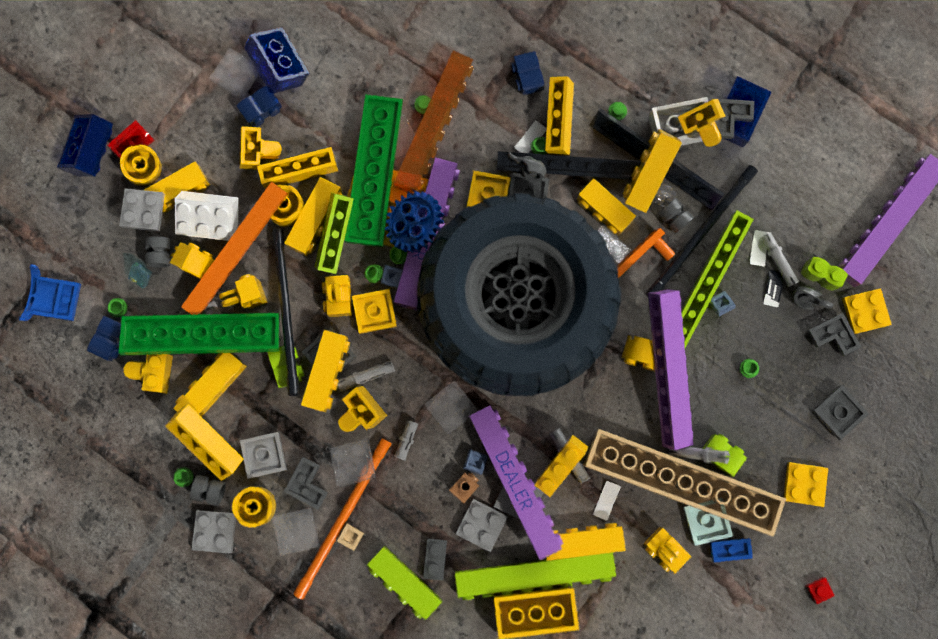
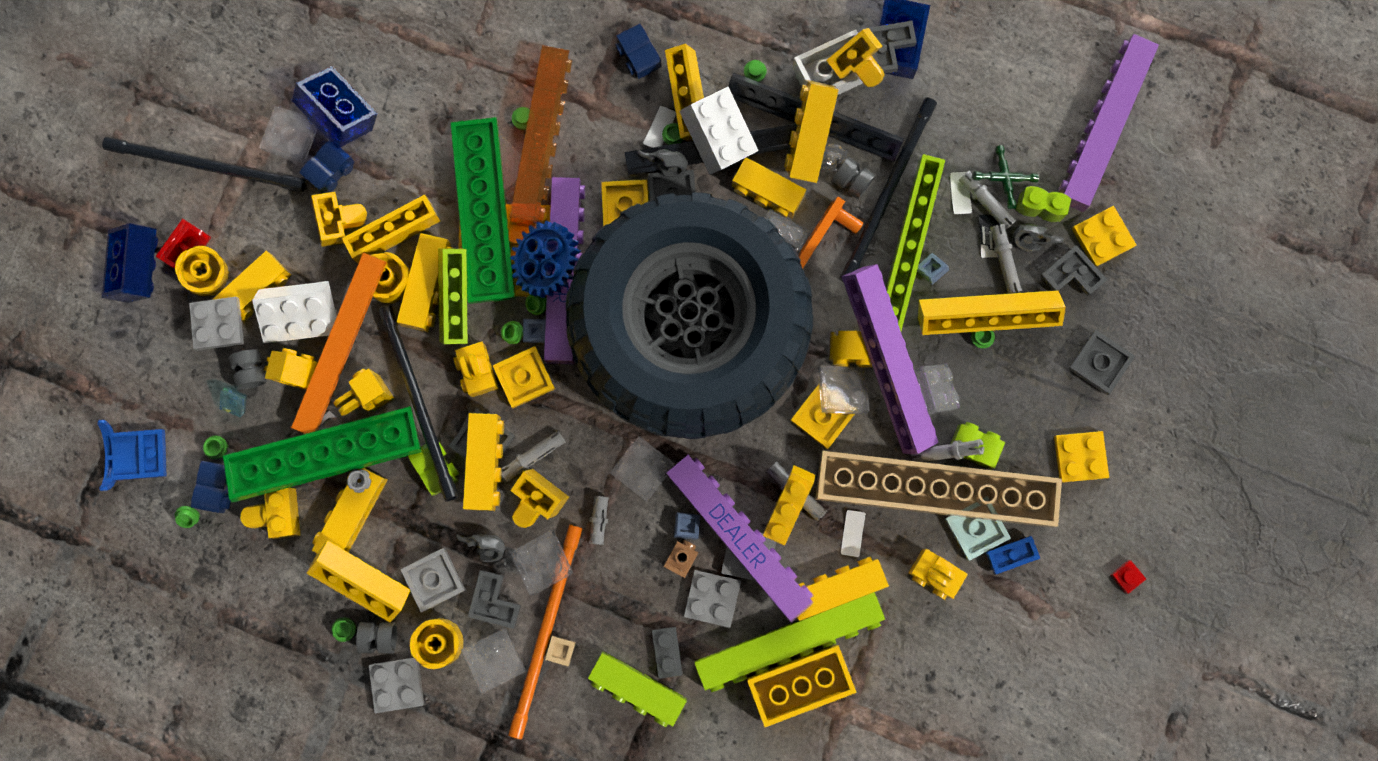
camera: 10 degrees left, 0 degrees up
(81, 357) = (186, 516): none -> bright green plate
(103, 52) = (124, 147): none -> black piece
(219, 362) = (354, 476): none -> light grey plate
(314, 441) = (490, 546): none -> dark grey piece
(577, 152) = (718, 130): none -> white brick
(605, 400) = (819, 425): none -> yellow plate
(627, 383) = (843, 390): none -> clear plate
(703, 401) = (938, 388): none -> clear plate
(760, 350) = (991, 312): none -> yellow brick
(783, 310) = (1005, 258): none -> light grey pin
(798, 244) = (1005, 176): none -> dark green piece

